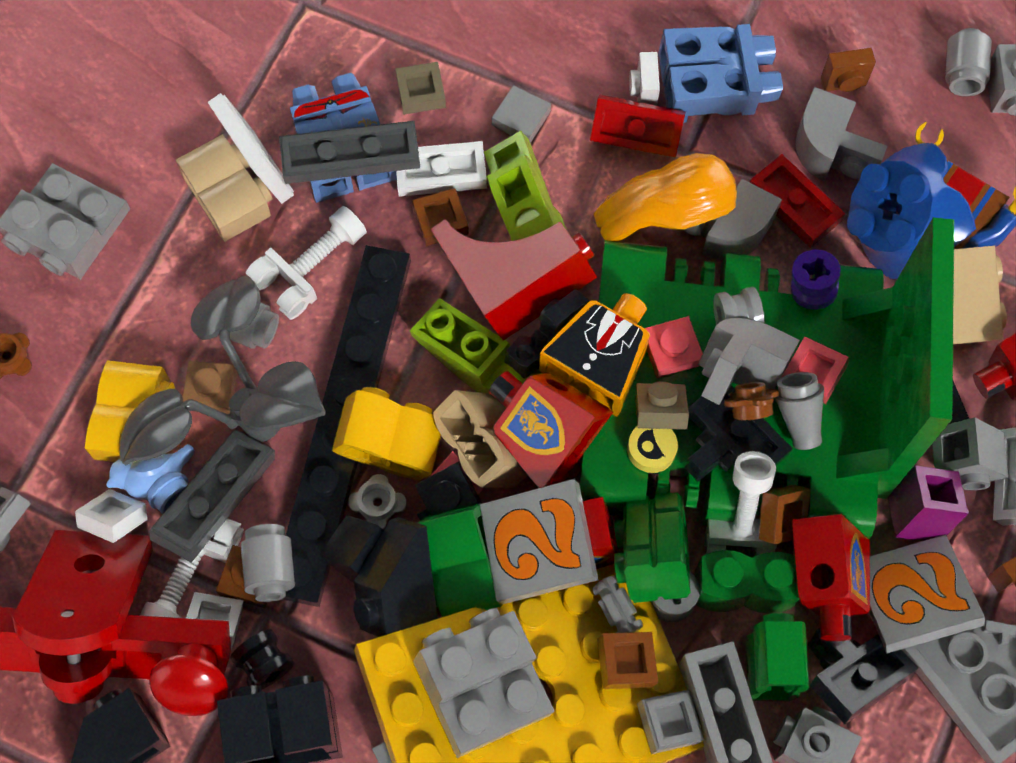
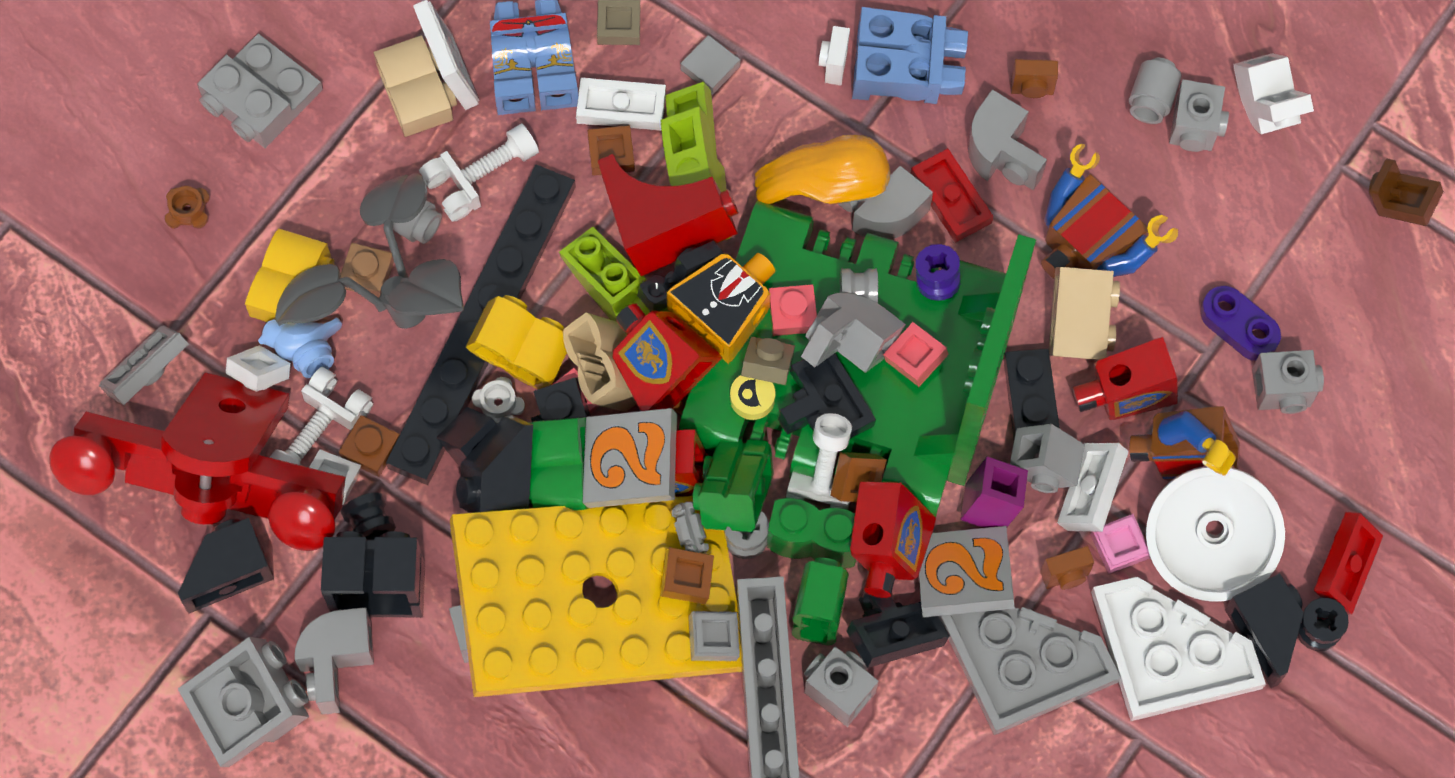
camera: 10 degrees right, 0 degrees up
(212, 495) = (351, 366): dark grey tile -> none
(267, 562) = (389, 433): light grey brick -> none
(349, 152) = (536, 74): dark grey tile -> none
(482, 681) = (554, 565): light grey plate -> none
(637, 125) = (817, 96): red plate -> none
(751, 401) = (845, 369): dark orange plate -> none
(802, 408) = (892, 382): light grey cone -> none
(917, 183) = (1048, 210): blue brick -> none

